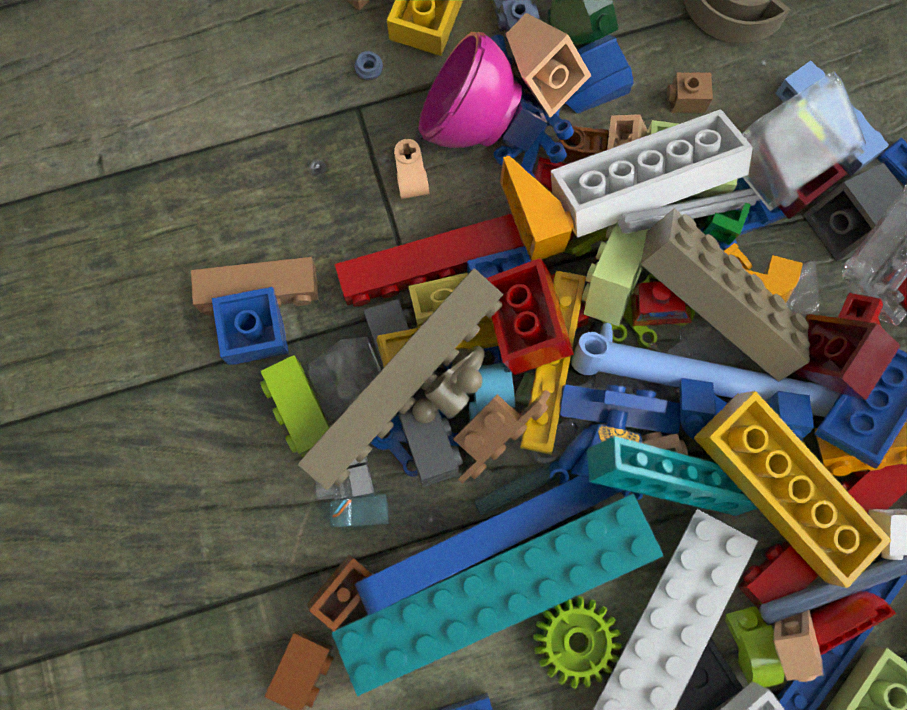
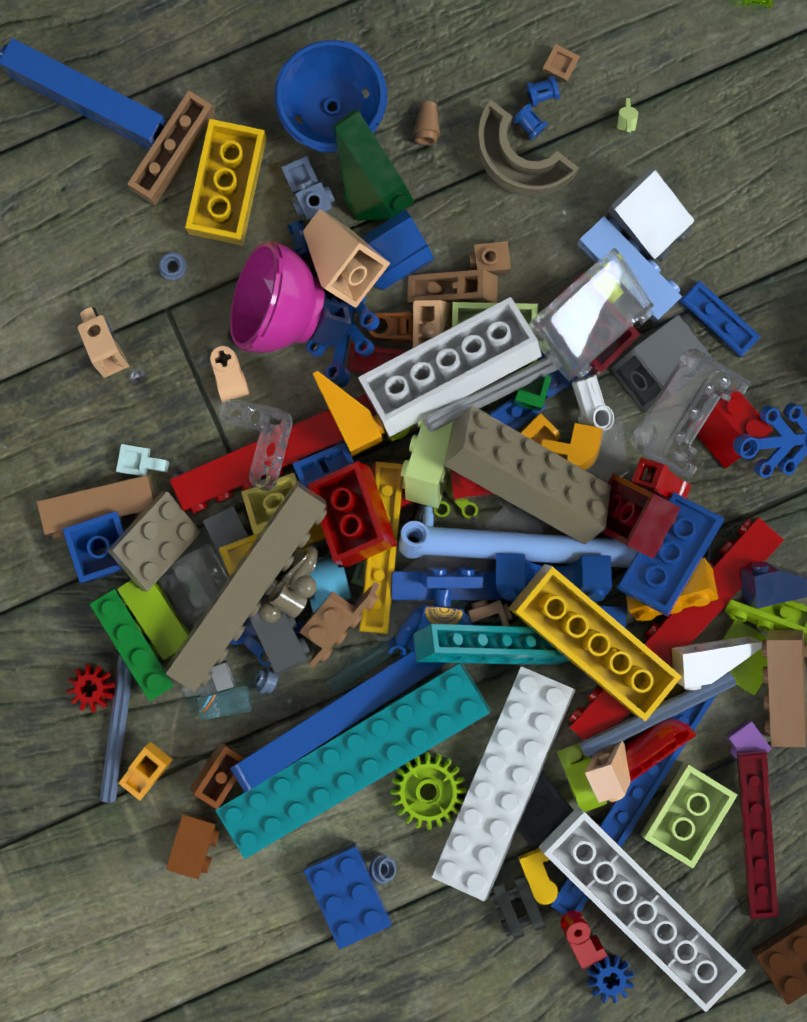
camera: 10 degrees left, 10 degrees up
(220, 486) = (83, 680): none -> red gear
(239, 517) = (116, 733): none -> sand blue axle
(259, 576) = (145, 770): none -> light orange brick
(265, 430) = (130, 644): none -> green brick
(282, 117) = (101, 343): none -> light nougat torso
(304, 243) = (136, 461): none -> light aqua plate
(307, 324) = (154, 541): none -> dark tan plate
(408, 492) = (266, 680): none -> sand blue plate
(444, 228) = (268, 433): none -> clear beam
(666, 107) = (458, 286): none -> medium nougat slope
(788, 238) = (592, 403): none -> white piece
(861, 61) = (651, 216): none -> slope

